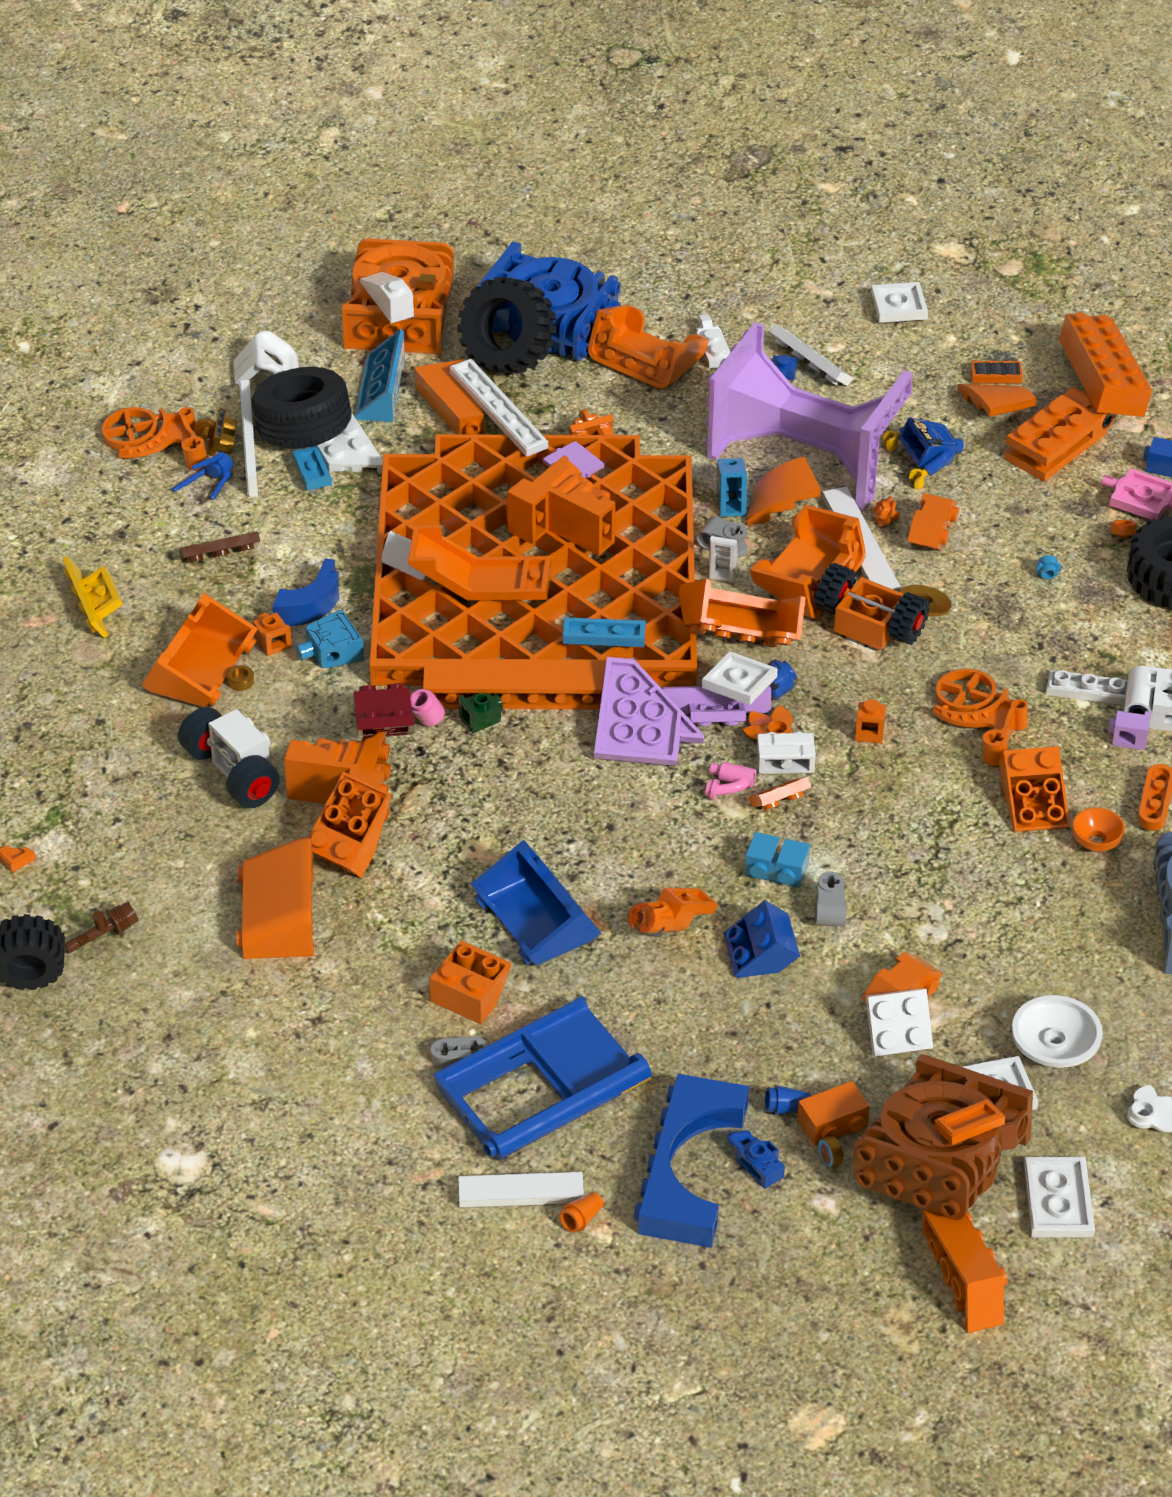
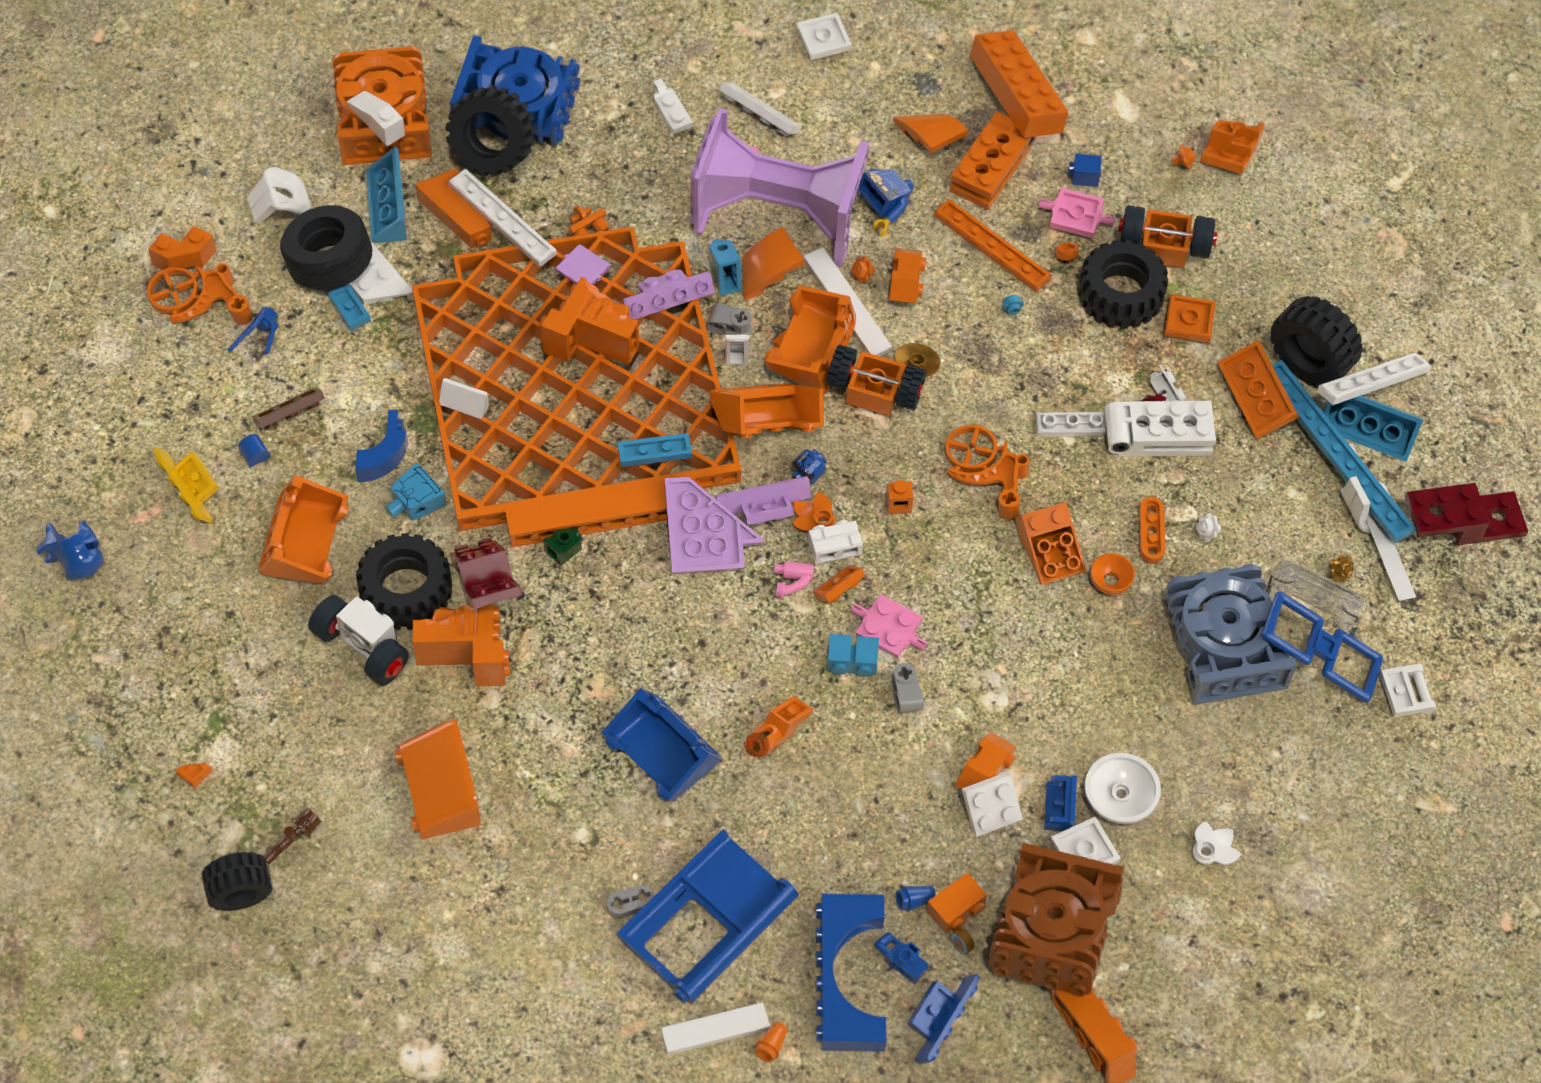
camera: 15 degrees left, 15 degrees up
(164, 392) = (193, 250): none -> orange brick
(170, 578) = (253, 450): none -> blue brick
(220, 432) = (251, 280): pearl gold hips -> none
(240, 678) = (343, 545): pearl gold tile -> none
(248, 437) = (284, 284): white tile -> none
(270, 627) = (360, 494): orange brick -> none
(296, 689) = (400, 554): none -> black tyre
(350, 824) = (484, 695): orange slope -> none
(426, 707) = (518, 553): bright pink brick -> none
(427, 281) = (408, 95): pearl gold piece -> none
(469, 982) = (624, 831): orange slope -> none
(478, 576) = (530, 407): orange windscreen -> none
(624, 346) = (610, 129): orange windscreen -> none
(660, 495) = (668, 291): none -> lavender bracket
(739, 678) = (782, 477): white plate -> none
(761, 942) = (858, 742): blue slope -> none
(780, 1214) = (937, 1014): none -> blue bracket
(786, 365) = (739, 124): blue plate -> none
(831, 841) = (891, 624): none -> bright pink plate
(969, 1122) = (1082, 912): orange tile -> none
(982, 1037) = (1060, 803): none -> blue hinge
(996, 372) = (923, 98): tile -> none
(1040, 513) = (992, 245): none -> orange tile
(1058, 1197) = (1154, 945): white tile -> none
(1130, 729) = (1116, 464): lavender brick -> none

